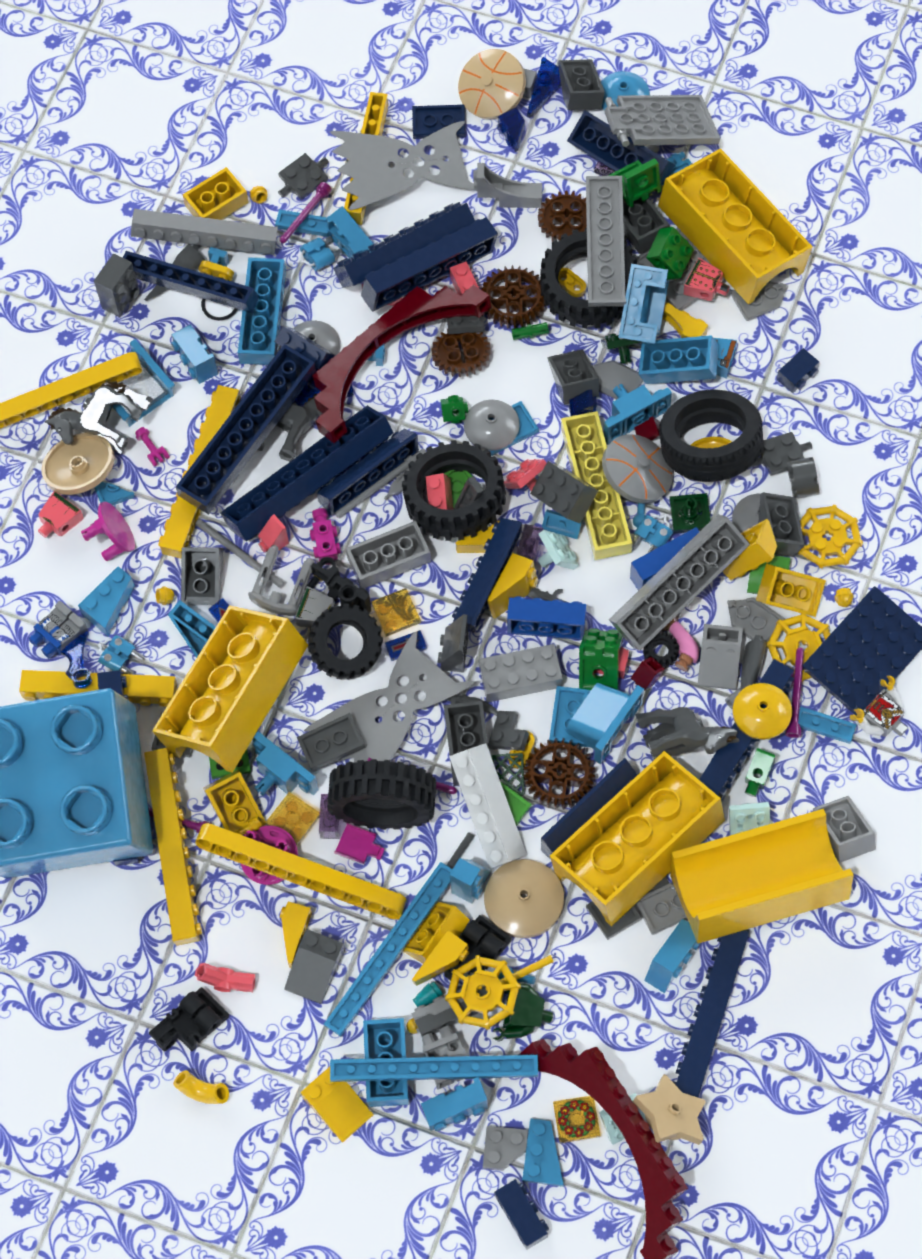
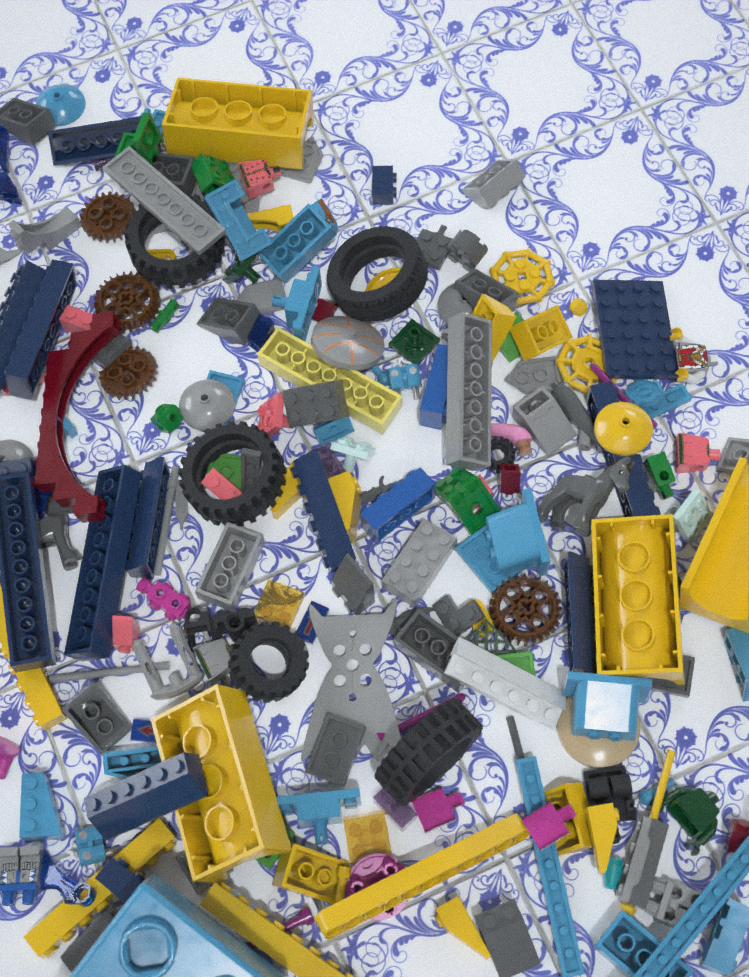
camera: 45 degrees left, 0 degrees up
(164, 595) = (82, 761): yellow plate -> none
(178, 651) = (147, 795): none -> dark blue slope
(414, 921) = (548, 825): none -> dark pink piece
(468, 879) = (551, 751): dark azure wedge -> none
(489, 1001) = (653, 840): yellow plate -> none
(538, 884) = (605, 704): none -> dark azure windscreen
(661, 120) = (111, 95): light grey plate -> none
(661, 909) = (700, 637): light grey tile -> none
(805, 781) = (693, 453): none -> coral torso
(818, 705) = (645, 393): none -> dark azure tile
(887, 444) = (494, 182): none -> light grey slope

